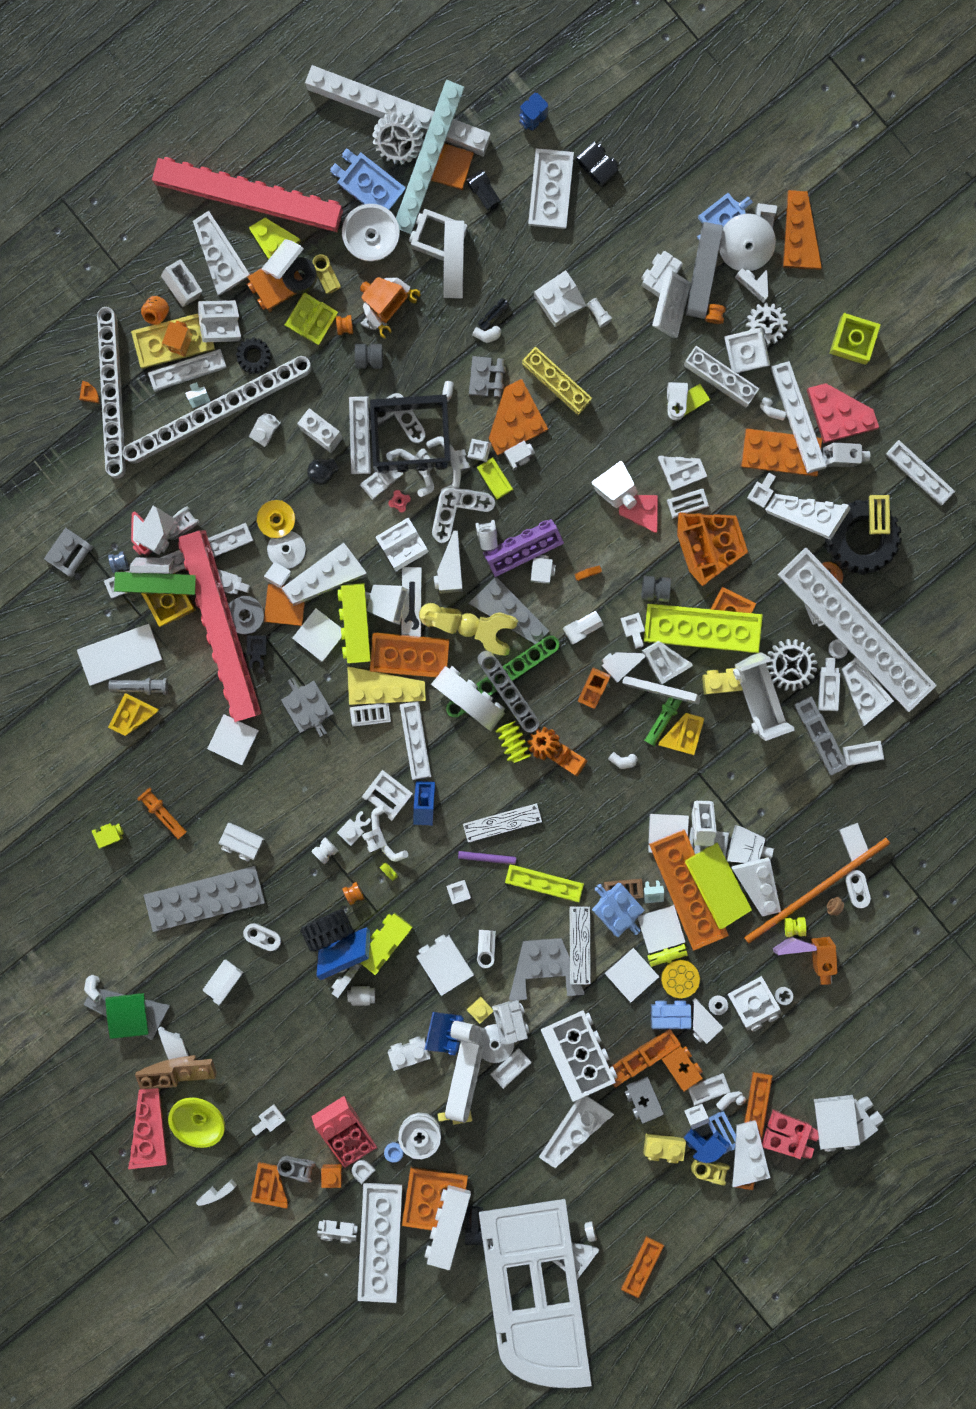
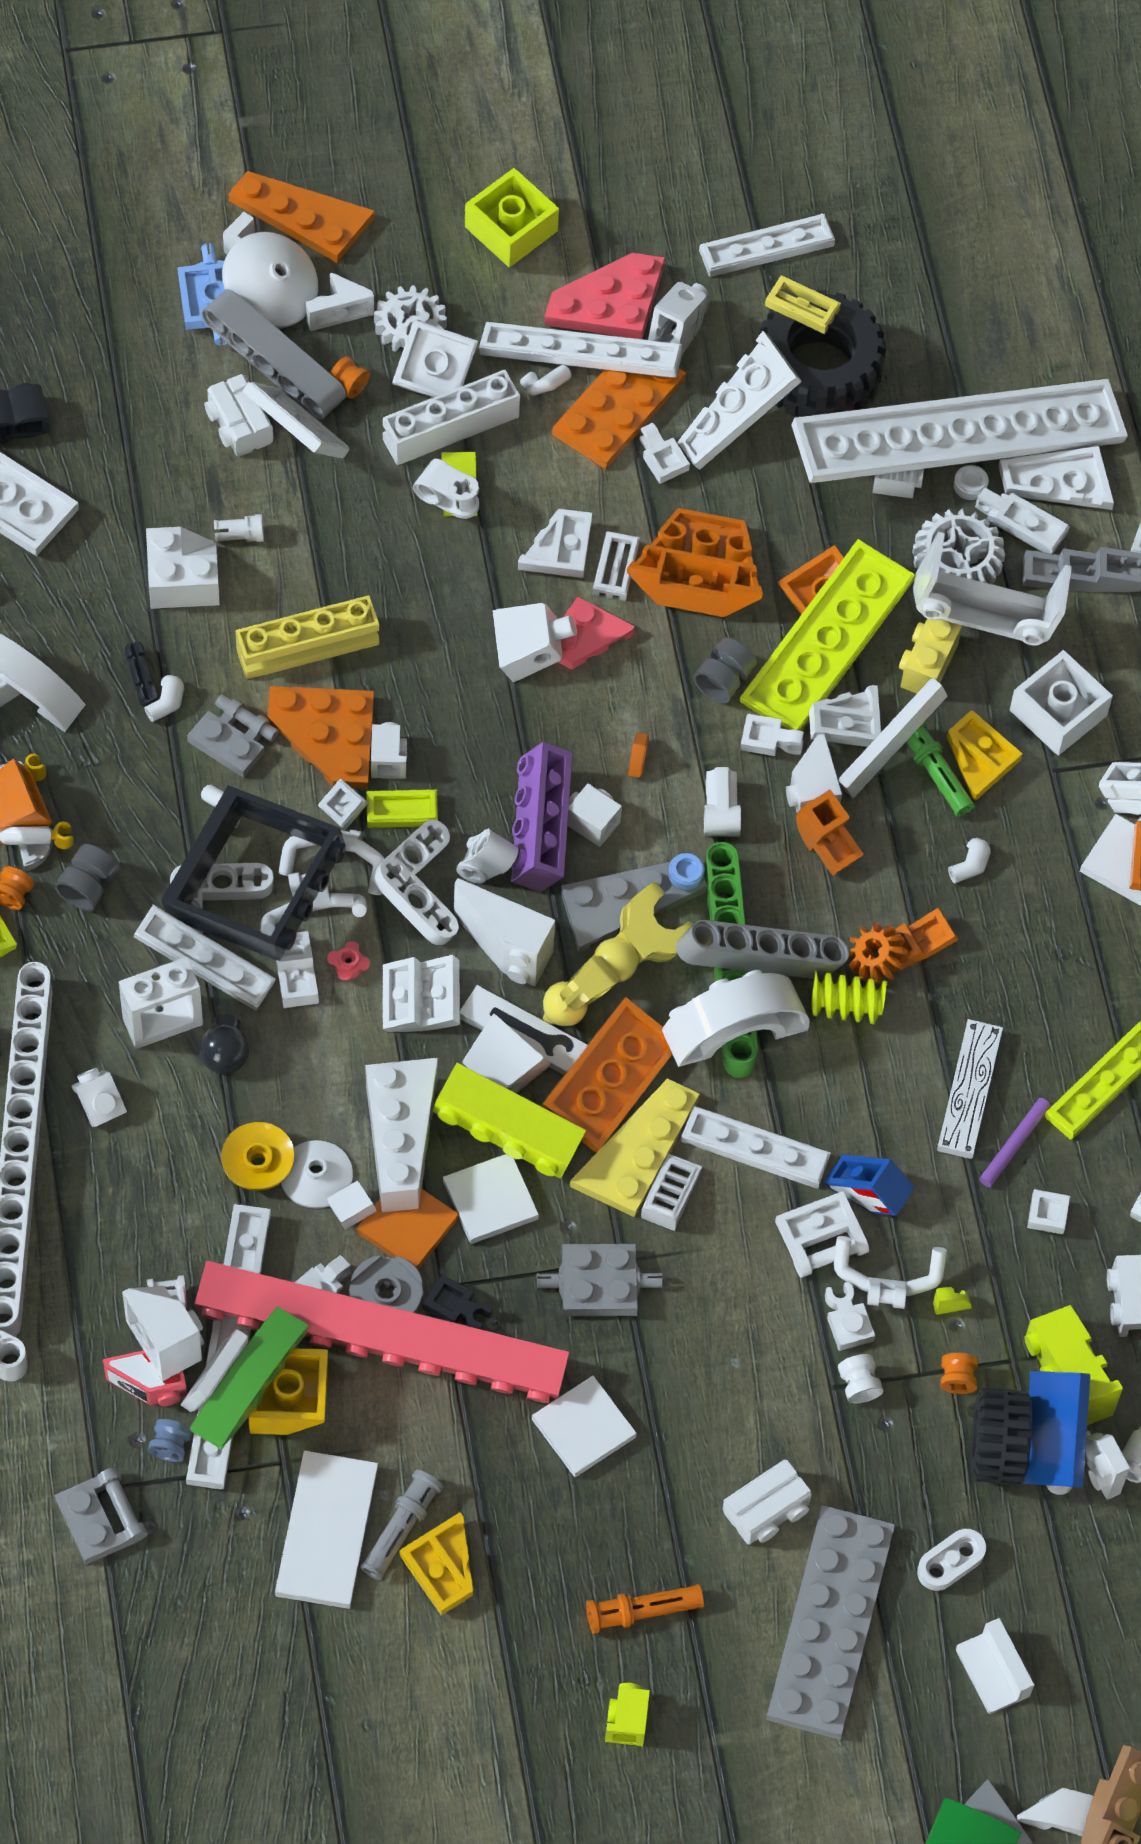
camera: 65 degrees left, 25 degrees down
(534, 631) = (686, 871): none -> light blue tile
(731, 759) = (1060, 702): none -> white slope

